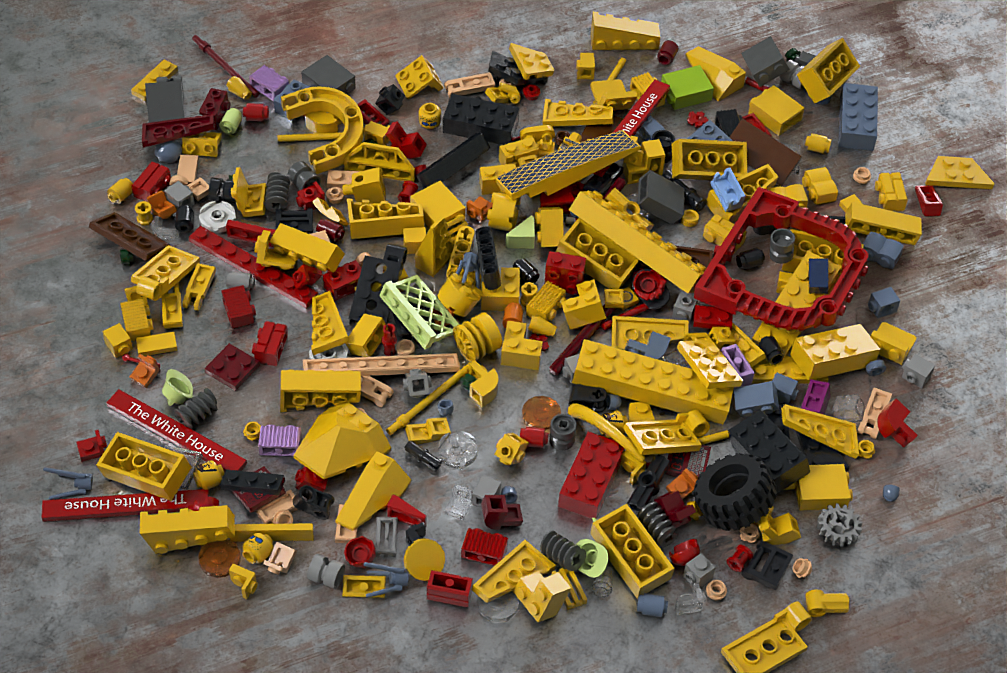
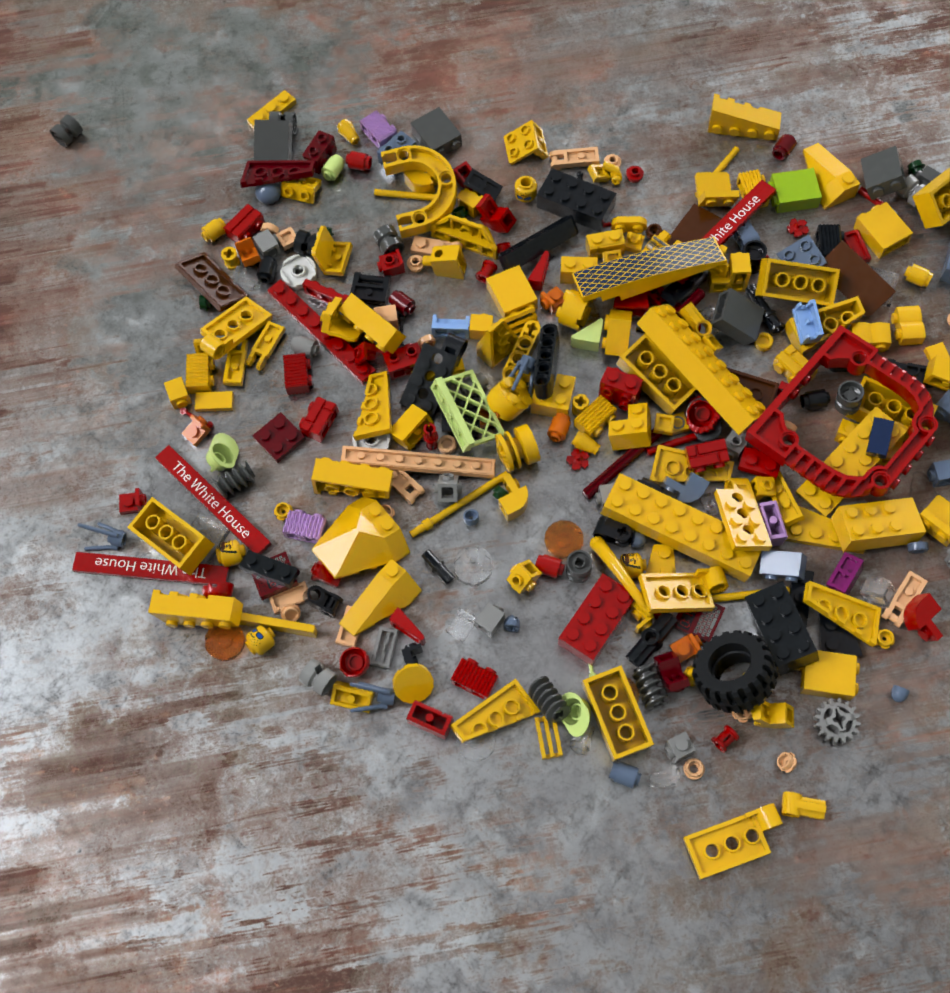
camera: 20 degrees right, 15 degrees up
(188, 167) = (282, 213): light nougat tile -> none
(205, 47) = (327, 82): dark red bar -> none
(244, 578) = (240, 669): yellow bracket -> none
(277, 191) = (359, 253): dark grey piece -> none
(280, 558) = (278, 655): light nougat bracket -> none
(330, 212) = (407, 286): yellow slope -> none
(377, 247) = (443, 327): none -> light blue hinge
(382, 219) = (454, 298): yellow wedge -> none
(386, 115) = (482, 184): none -> black hinge
(390, 99) = (491, 164): black brick -> none
(428, 432) = (449, 540): yellow slope -> none
(460, 185) = (538, 275): none -> red slope
(498, 513) = (495, 645): dark red brick -> none
(508, 70) = (621, 148): black wing -> none
(520, 351) = (555, 467): yellow brick -> none
(528, 272) = (584, 379): black brick -> none
(531, 62) = (641, 141): yellow wing -> none
(542, 595) = (517, 745): yellow brick -> none
(569, 115) = (667, 206): yellow wing -> none
(585, 66) = (695, 152): yellow brick -> none
(662, 315) = (707, 454): none -> red brick
(685, 552) = (671, 723): red hair -> none
(772, 350) = (811, 511): black brick -> none
(773, 568) = (758, 755): black plate -> none
(786, 388) = (816, 555): sand blue brick -> none

